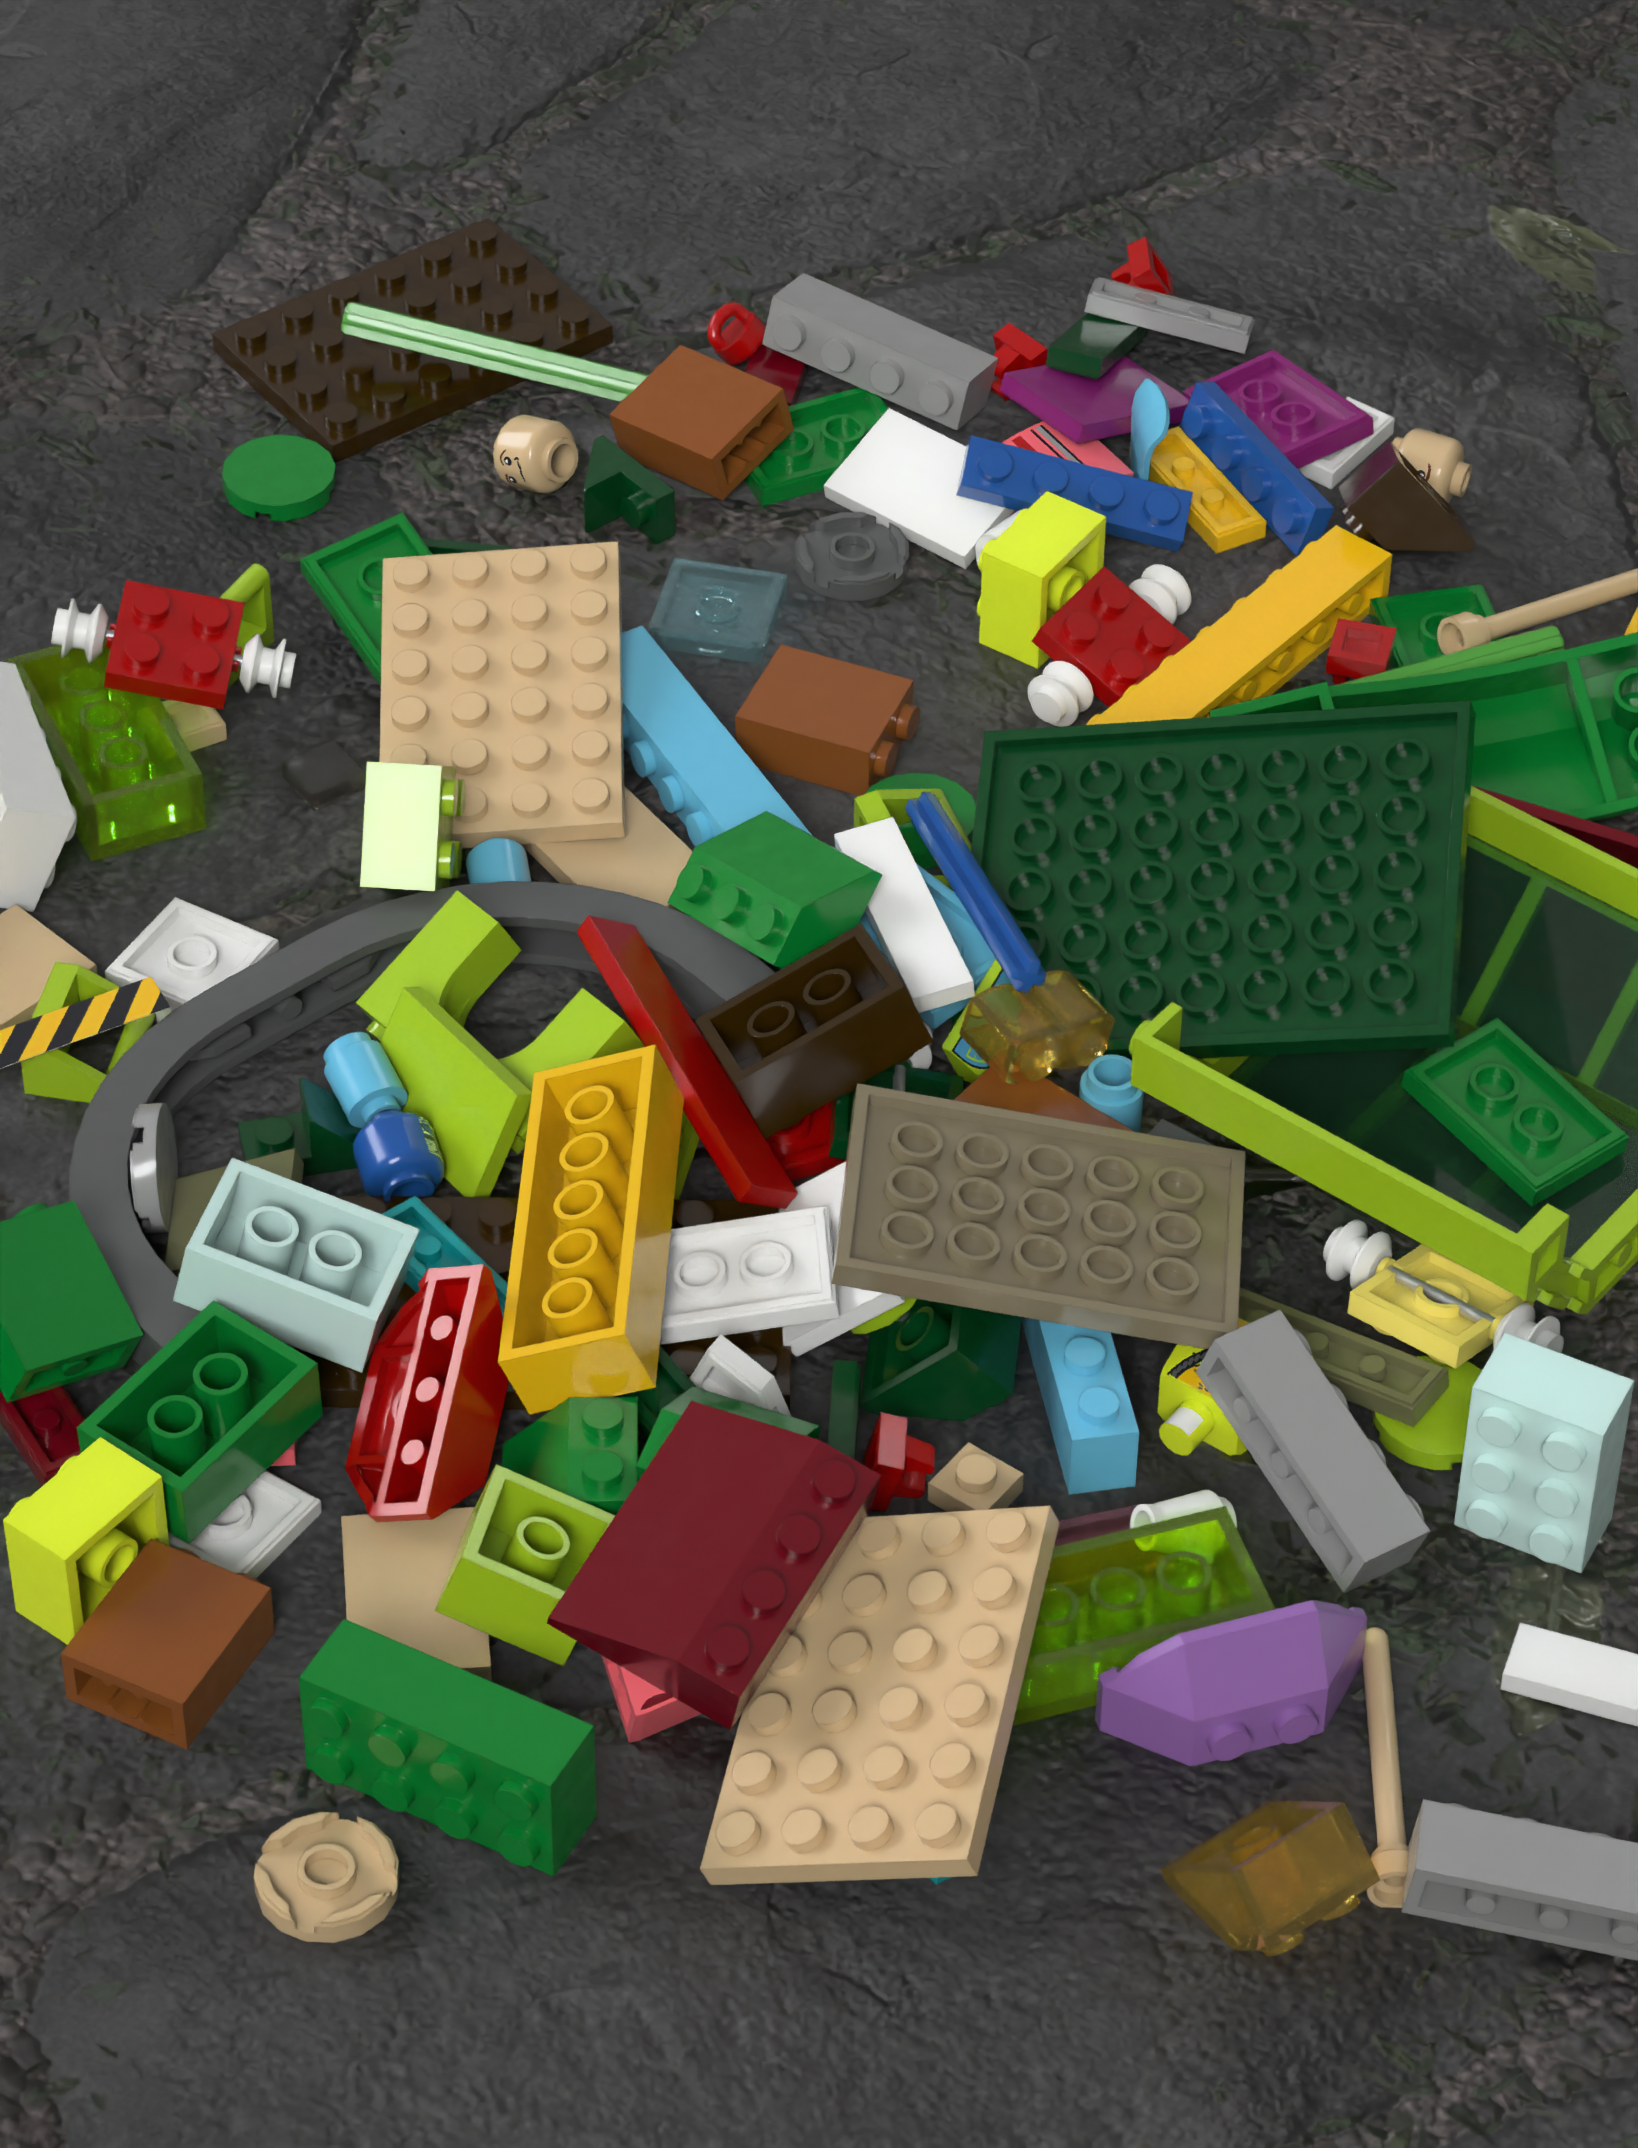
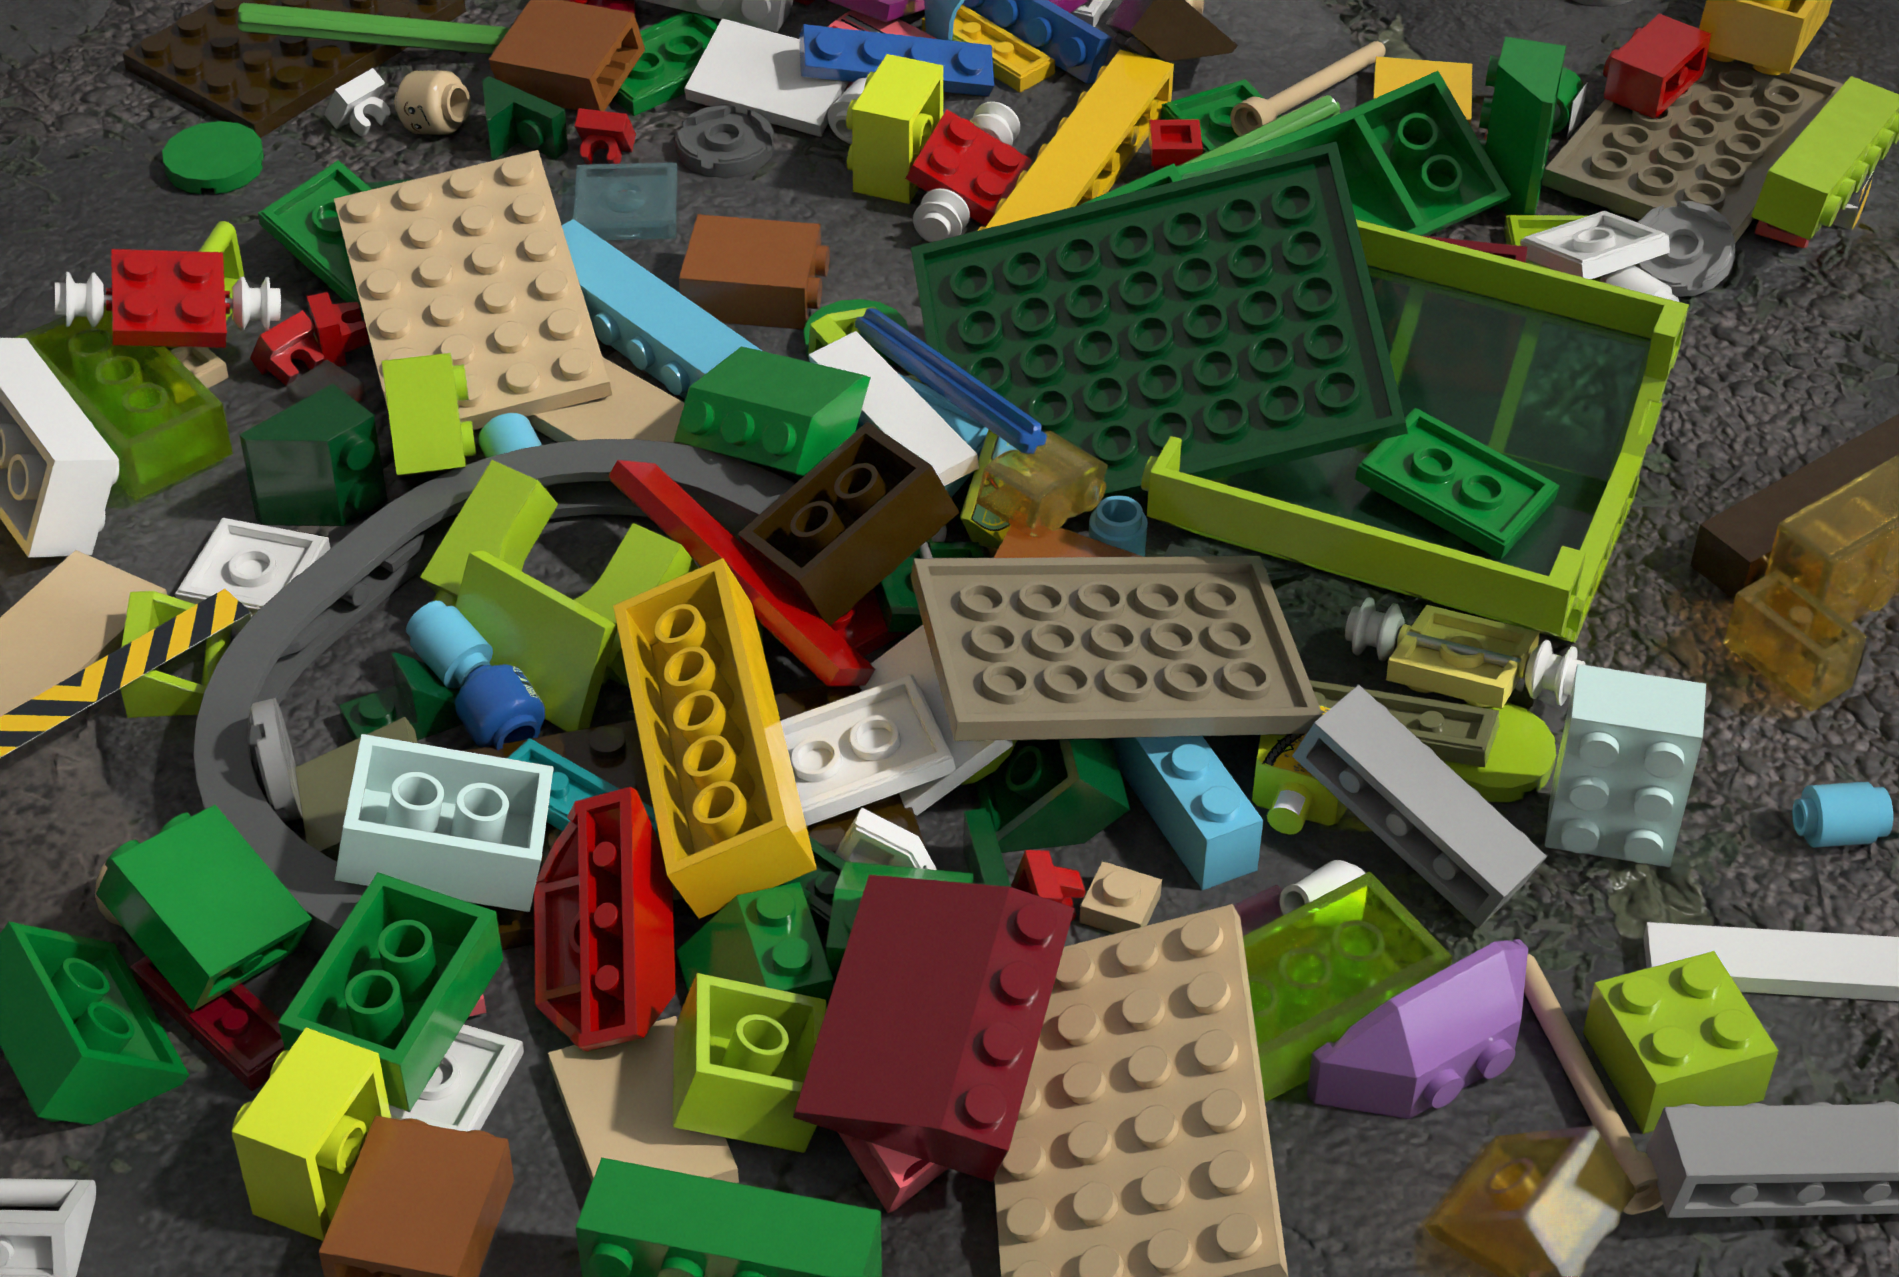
camera: 15 degrees left, 0 degrees up
(282, 856) = (315, 462): none -> dark green slope
(294, 712) = (285, 342): none -> red tile
(352, 705) = (337, 327): none -> red tile
(454, 435) = (356, 99): none -> white tile
(717, 523) = (604, 131): none -> red tile
(1496, 1739) = (1679, 1038): none -> lime brick

